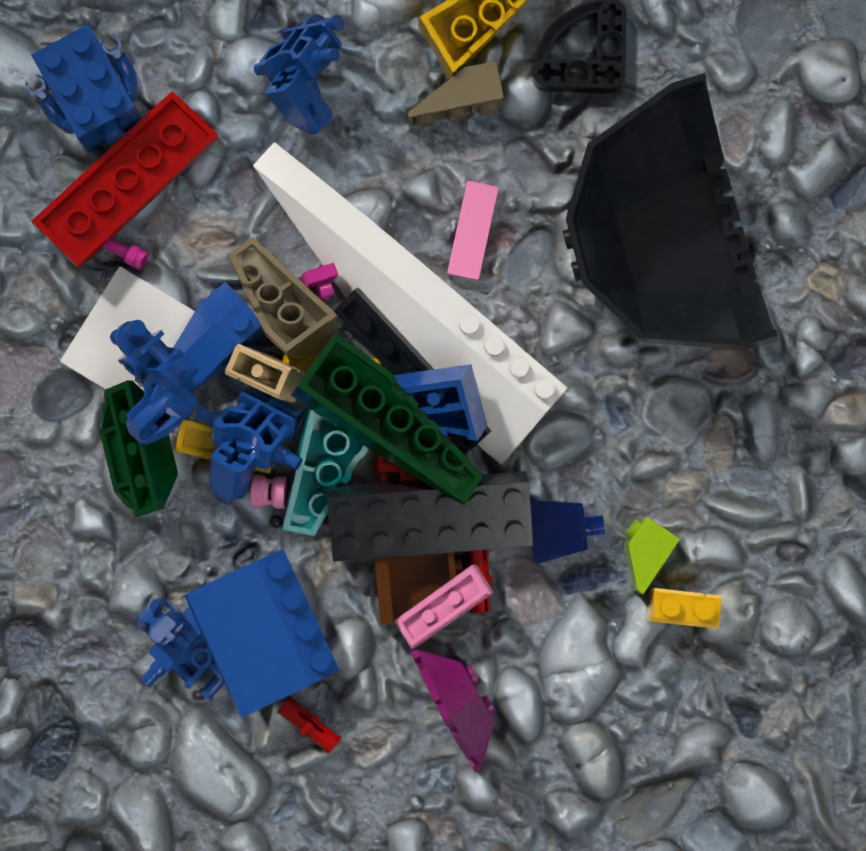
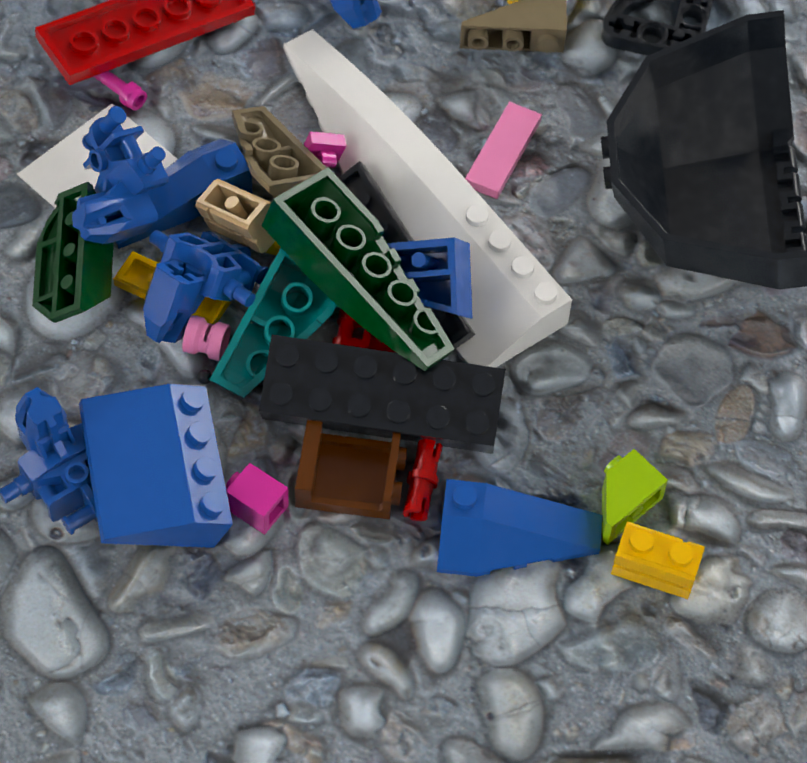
camera: 10 degrees right, 25 degrees down
(309, 724) = (178, 587): red pin -> none
(348, 631) = (256, 498): none -> dark pink brick
(444, 606) = (373, 485): bright pink tile -> none
(458, 702) = (371, 597): magenta wedge -> none
(555, 609) = (503, 528): none -> blue wedge
(561, 529) = (530, 448): clear blue torso -> none

